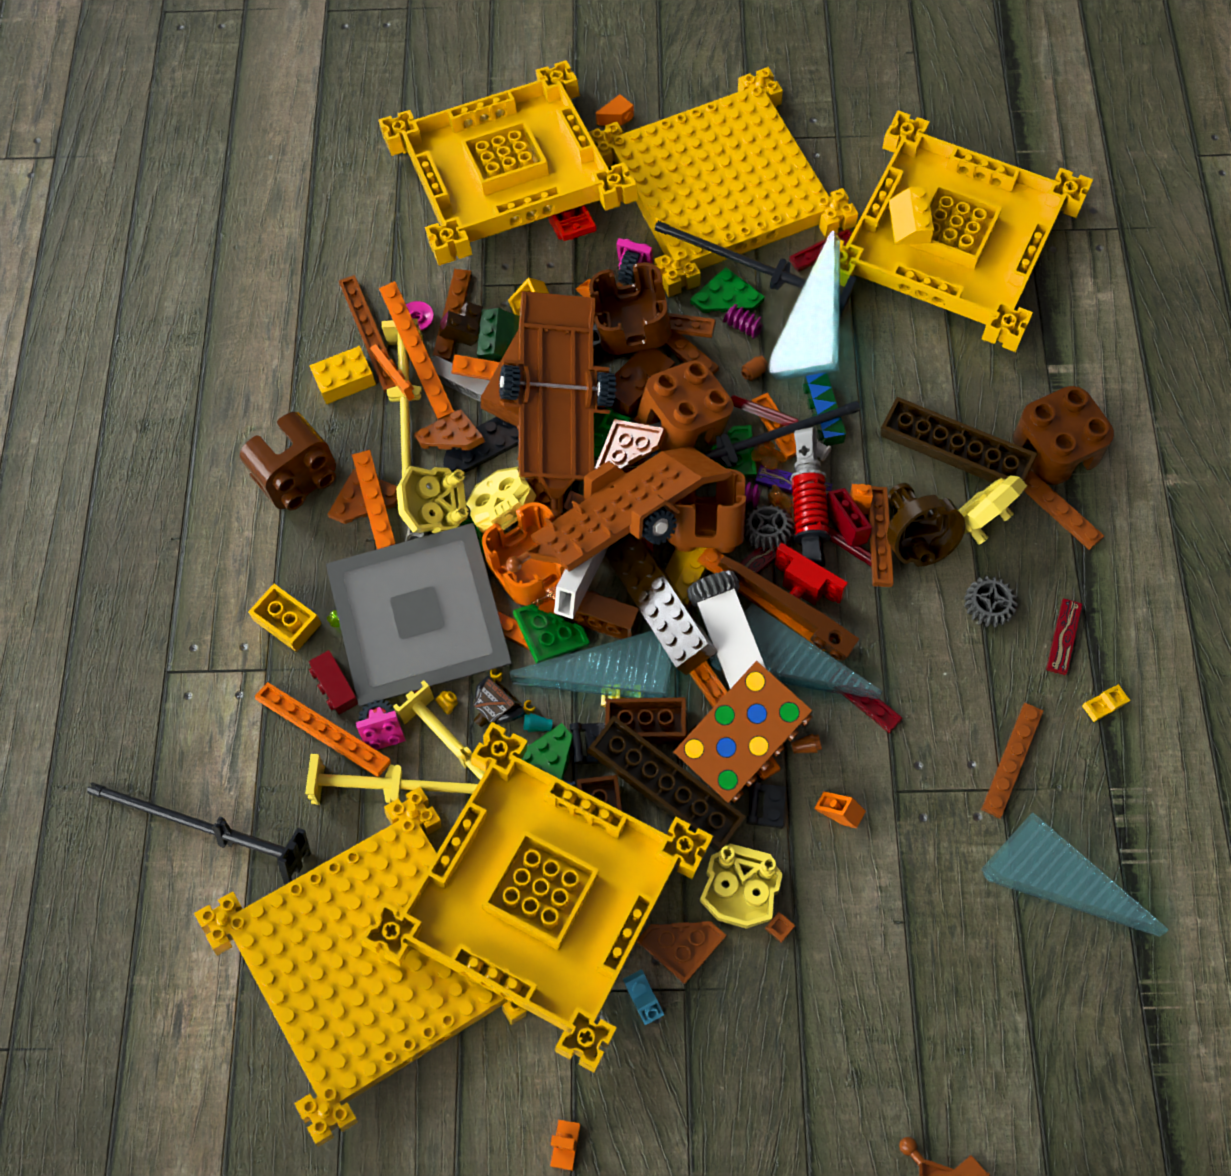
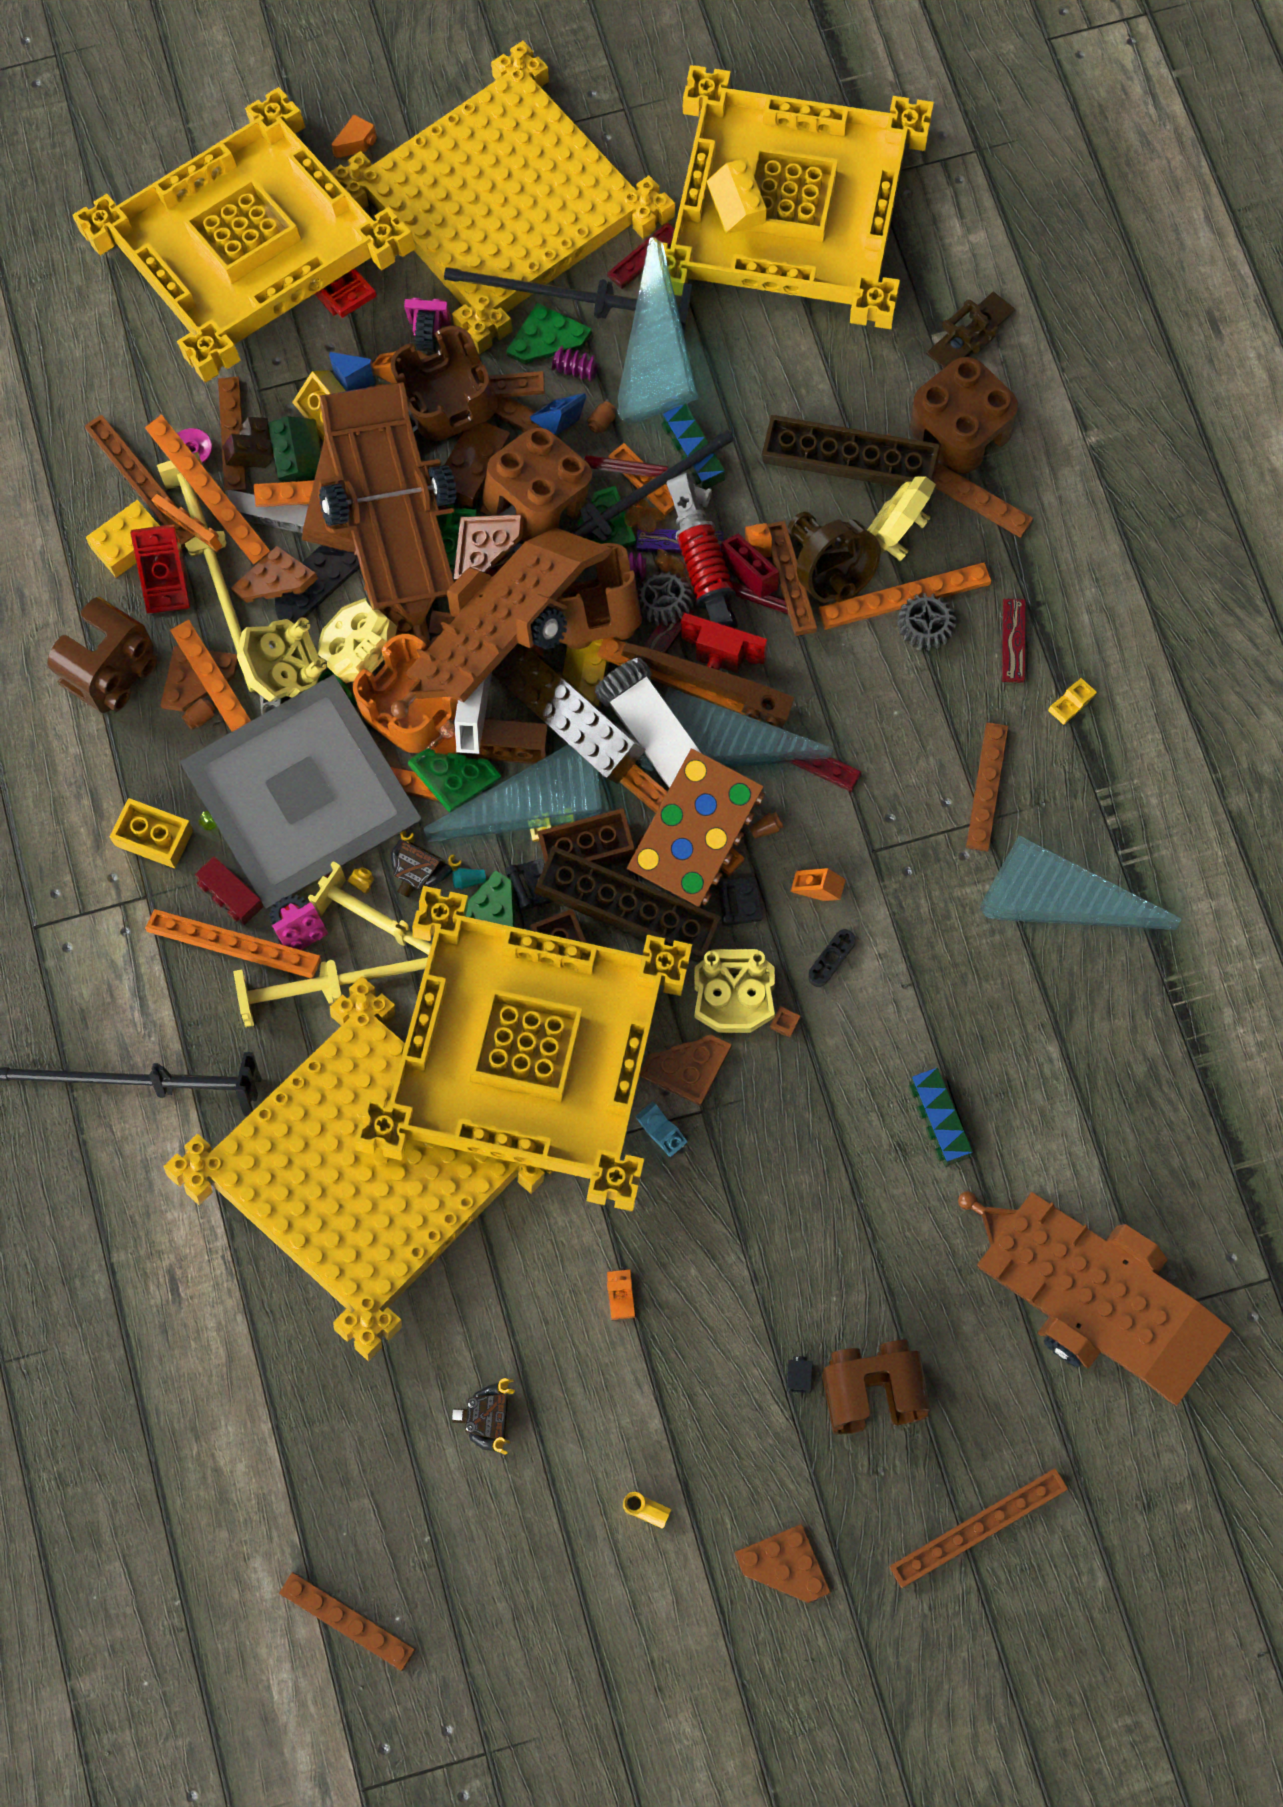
camera: 15 degrees left, 5 degrees up
(355, 528) = (198, 714): none -> dark orange brick
(360, 403) = (161, 568): none -> red brick
(561, 282) = (352, 371): none -> blue slope
(721, 357) = (560, 413): none -> blue slope
(821, 884) = (846, 948): none -> black beam
(901, 1058) = (941, 1117): none -> dark green brick
(966, 574) = (894, 597): none -> orange plate
(1083, 375) = (975, 336): none -> dark brown piece

